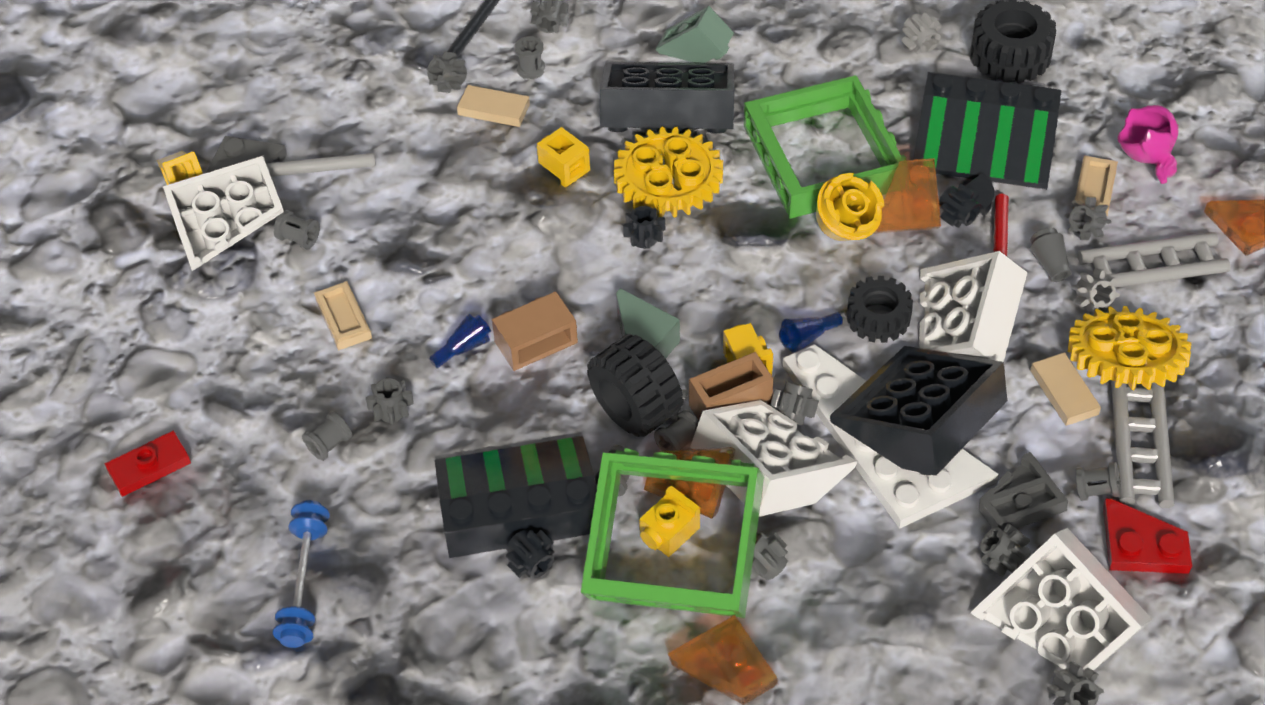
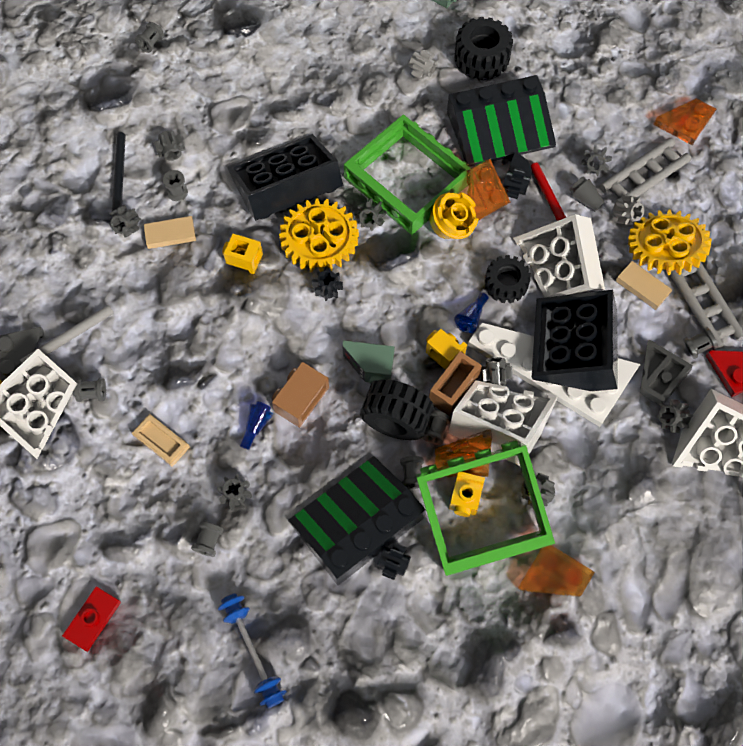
camera: 30 degrees left, 15 degrees up
(697, 38) = (279, 125): sand green slope -> none
(747, 171) = (366, 219): none -> dark grey gear
(1096, 180) = (583, 132): tan tile -> none
(1150, 138) = (602, 87): dark pink hair -> none

